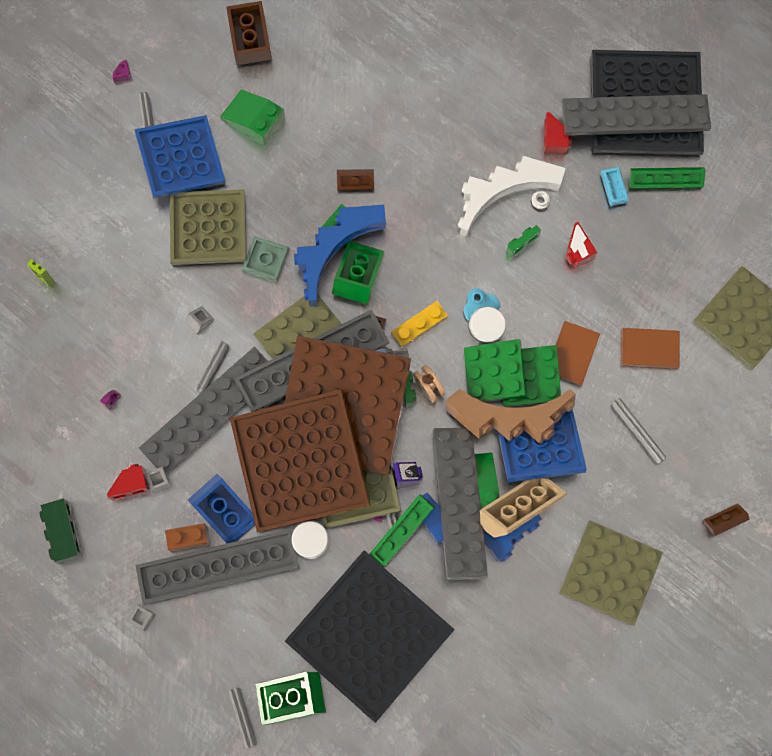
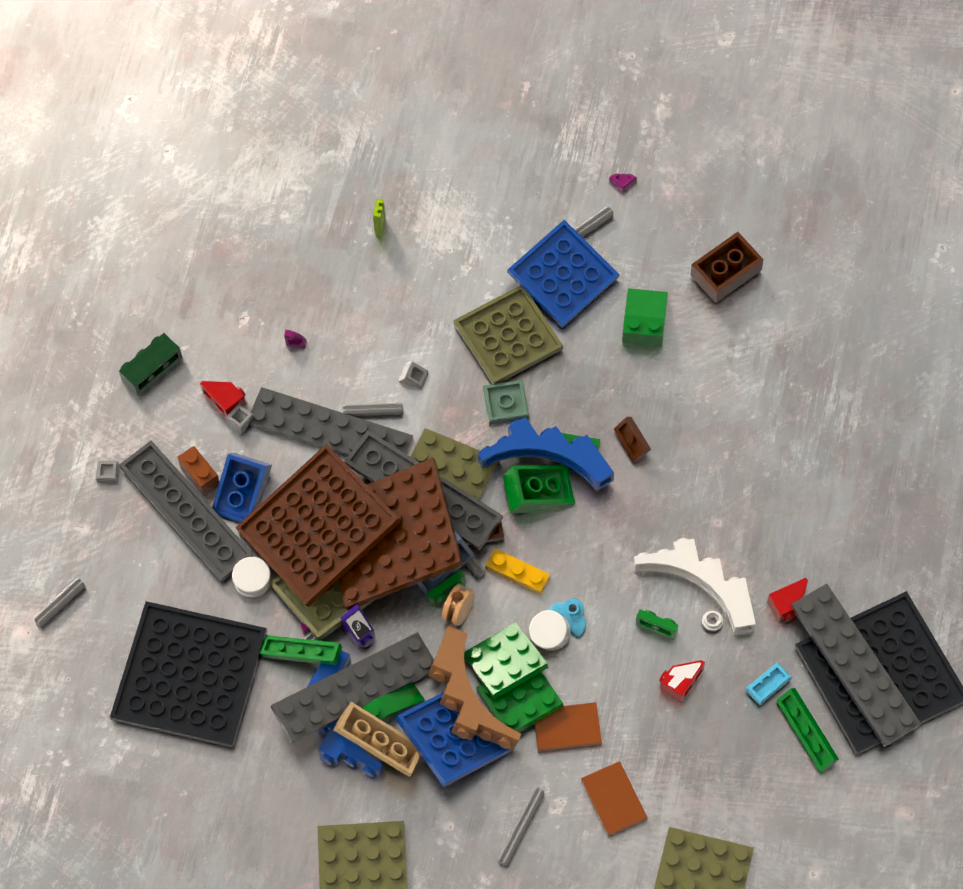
camera: 65 degrees right, 10 degrees down
(290, 698) = (97, 634): green slope -> none

